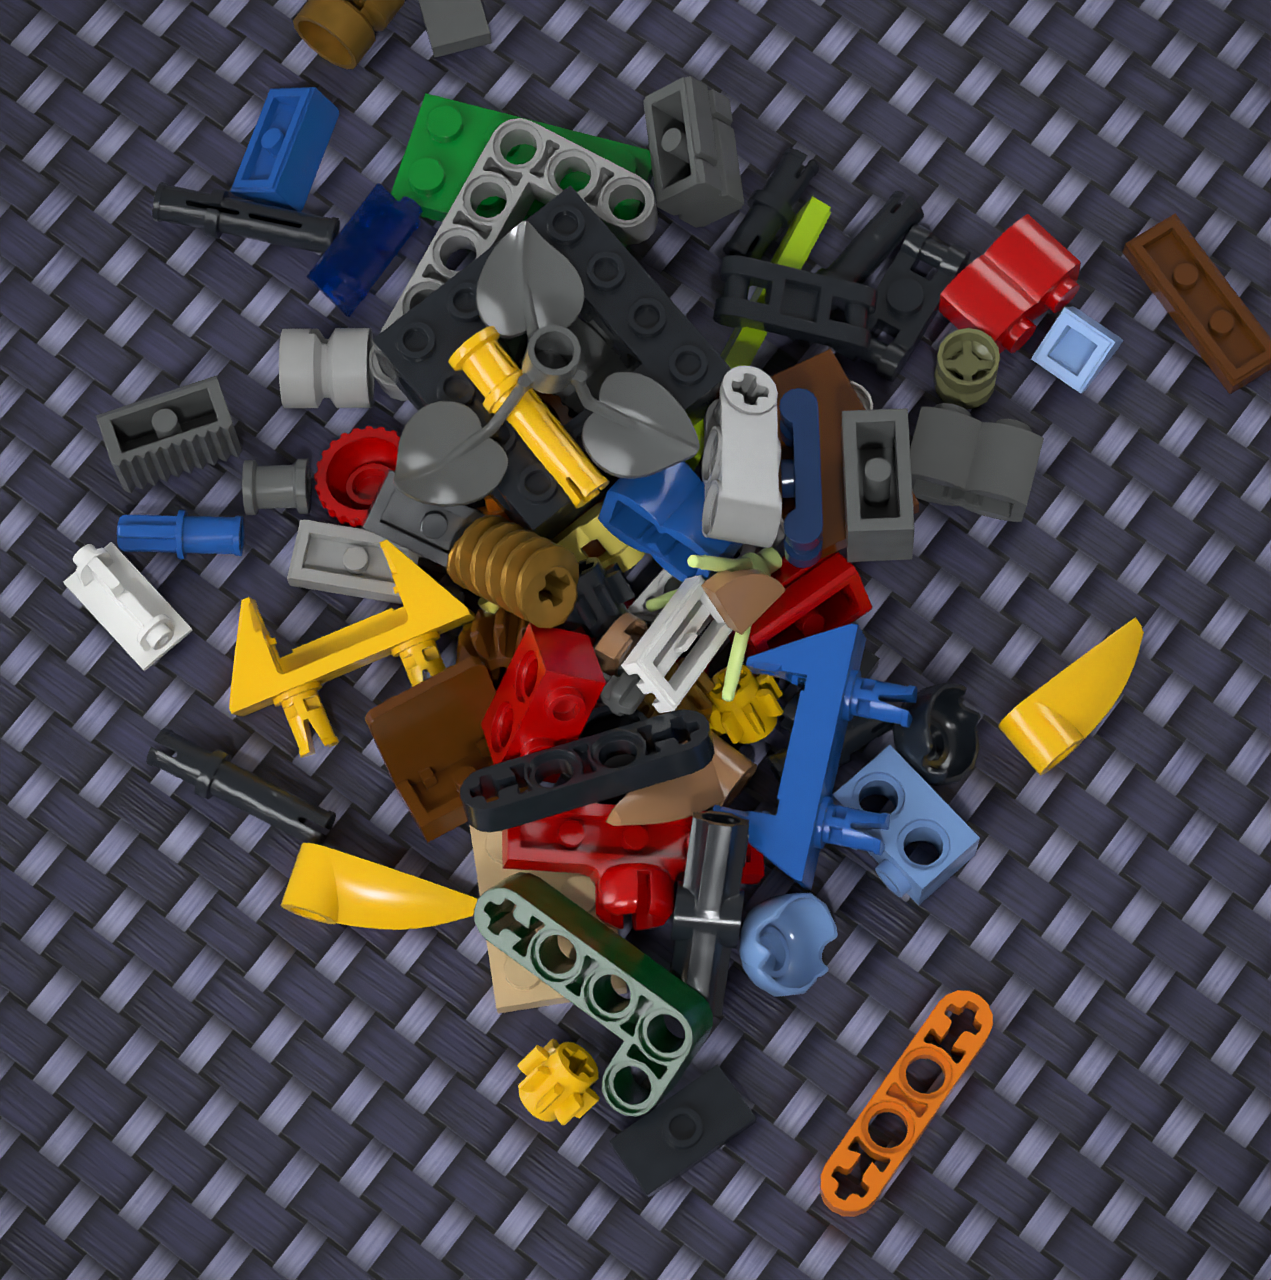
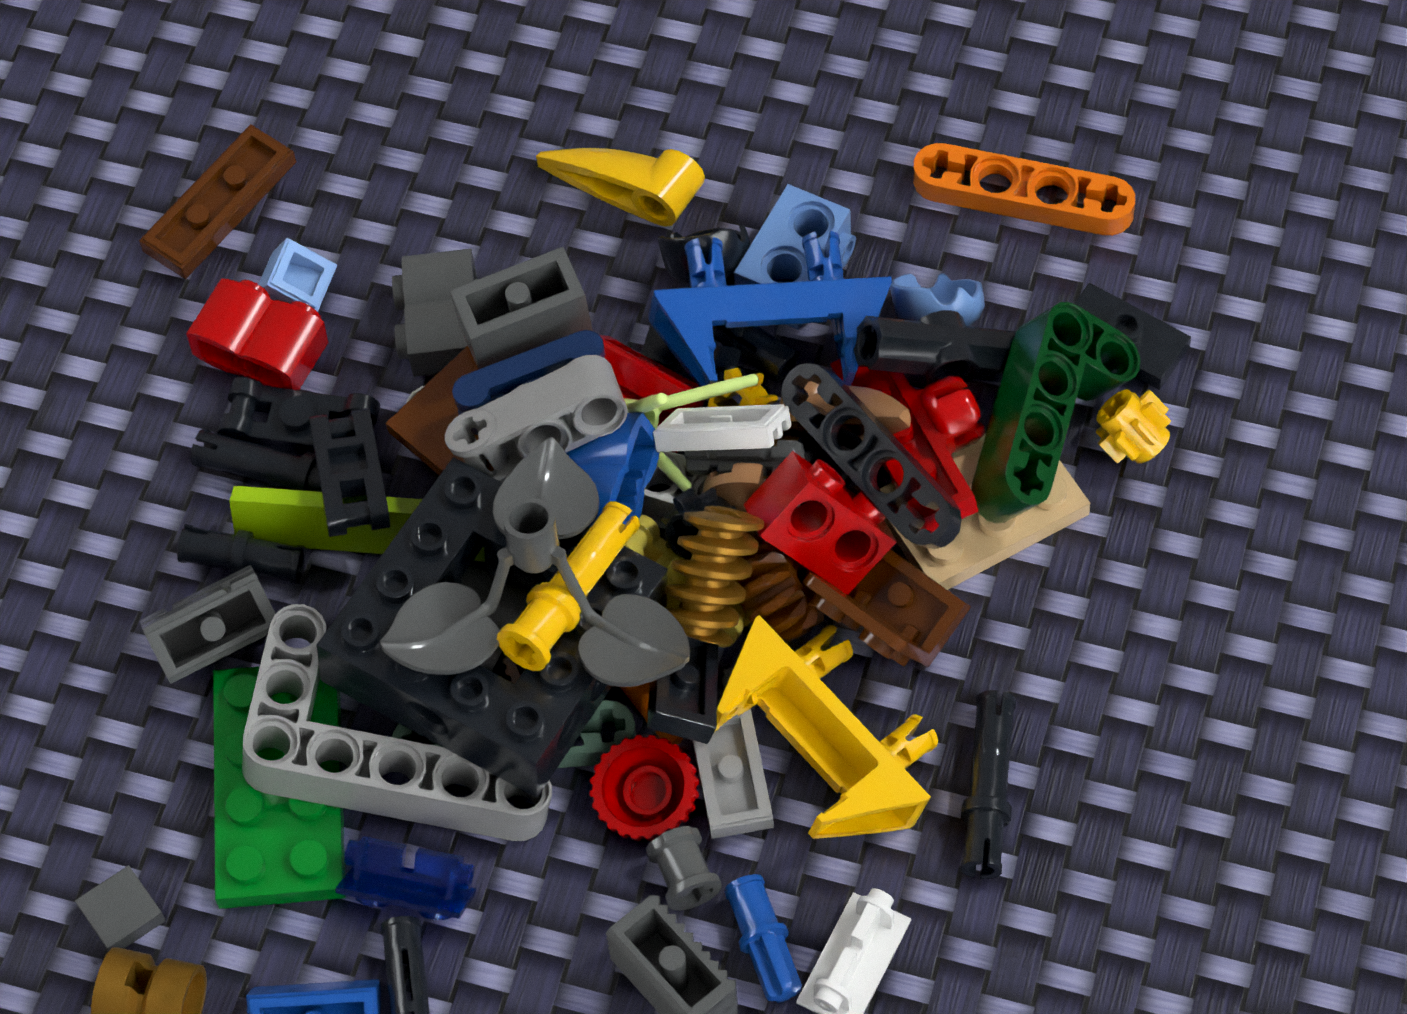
camera: 110 degrees left, 10 degrees down
(326, 368) = (550, 868): light grey wheel -> none
(361, 893) = (1040, 649): yellow piece -> none
(742, 596) = (647, 384): medium nougat tile -> none
(968, 354) = (351, 344): olive wheel -> none

